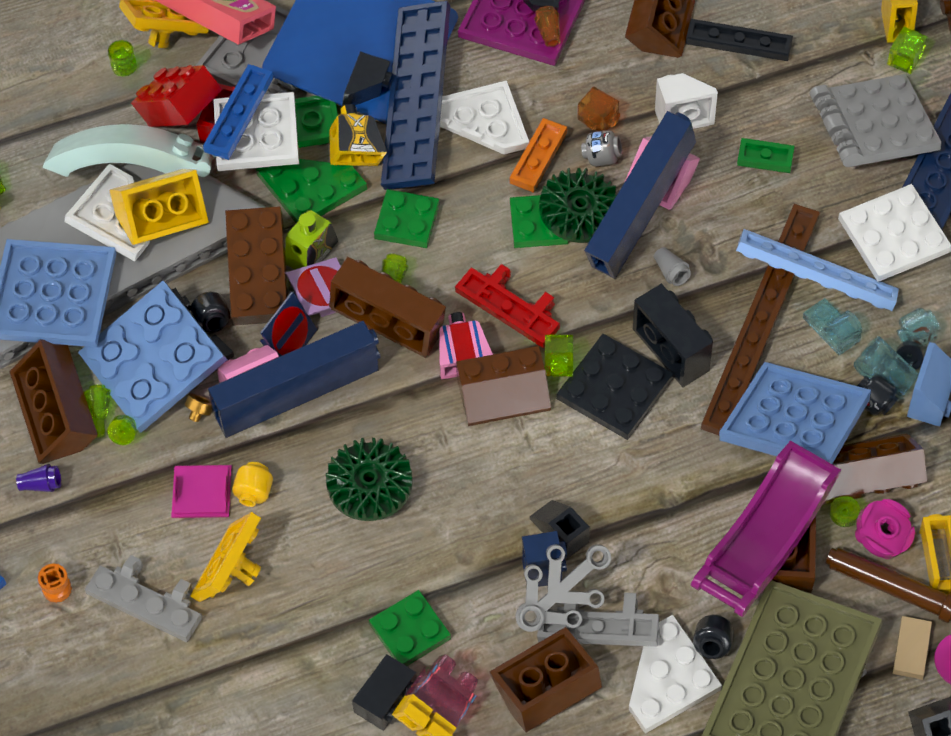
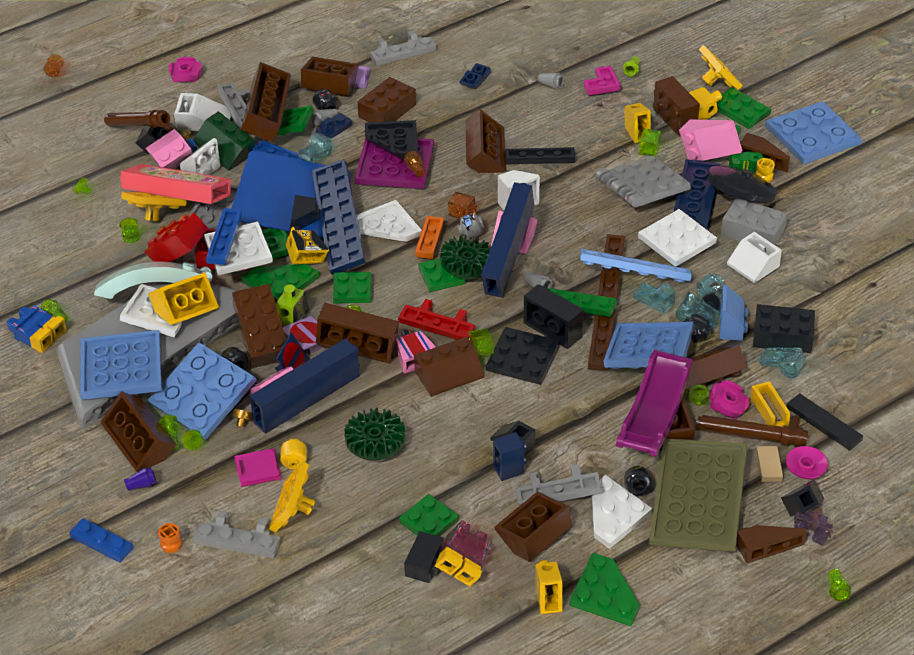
camera: 15 degrees left, 15 degrees down
(559, 591) = (527, 467): light grey plant -> none
(722, 316) = (589, 303): none -> green plate
(765, 155) = (579, 212): green plate -> none

